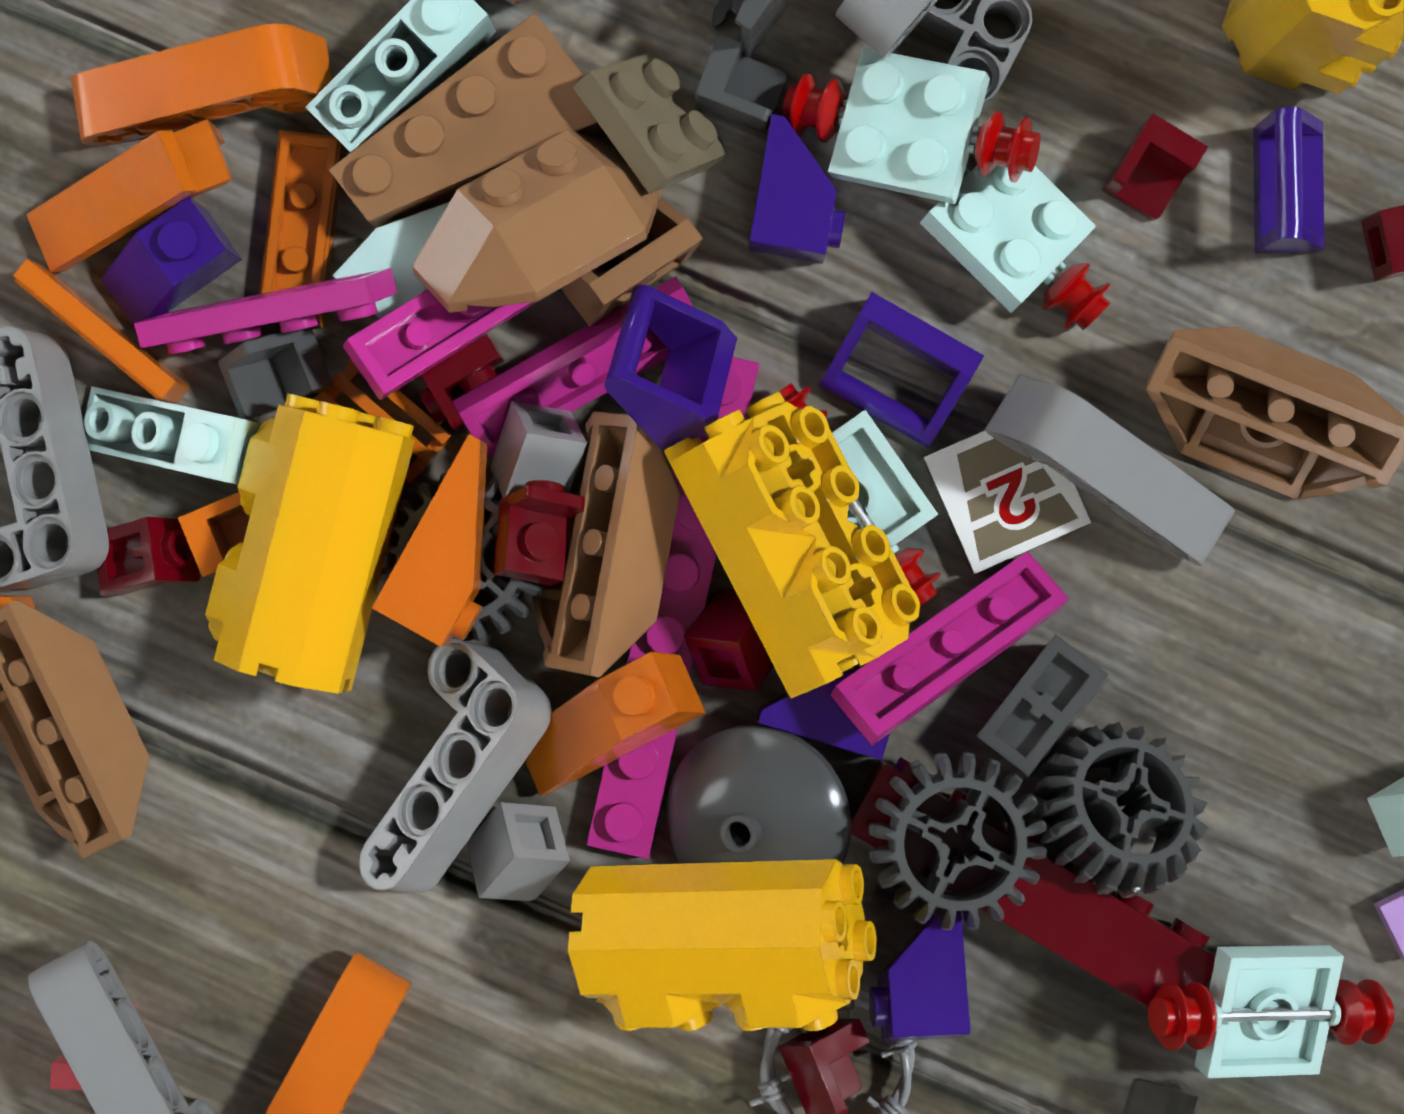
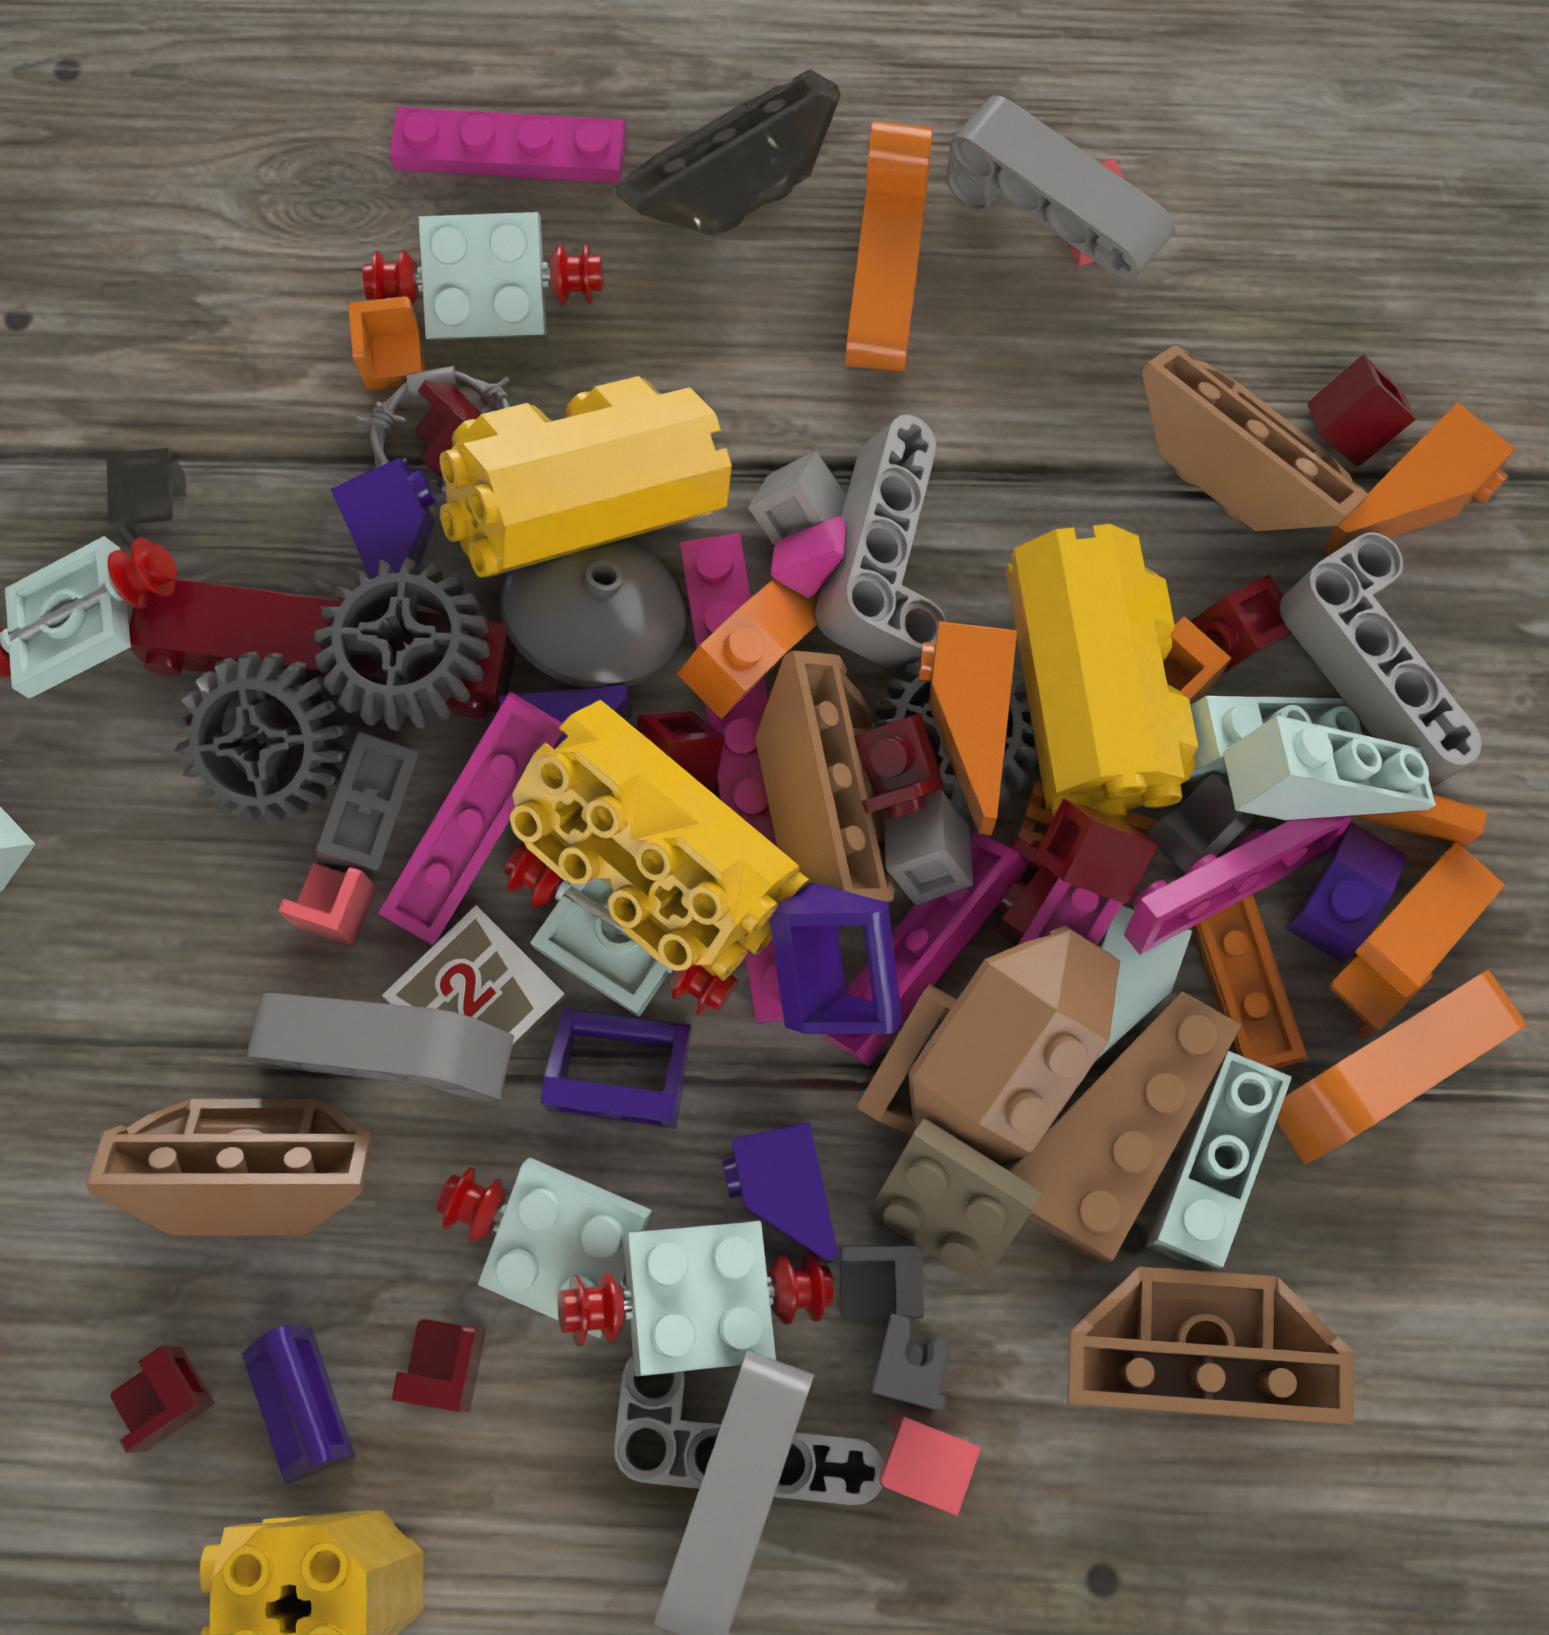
camera: 160 degrees right, 15 degrees down
(145, 361) = (1319, 771): none -> light aqua slope
(392, 366) = (1095, 851): none -> dark red panel
(531, 783) = (809, 556): none -> dark pink slope
(1109, 629) = (331, 903): none -> coral panel

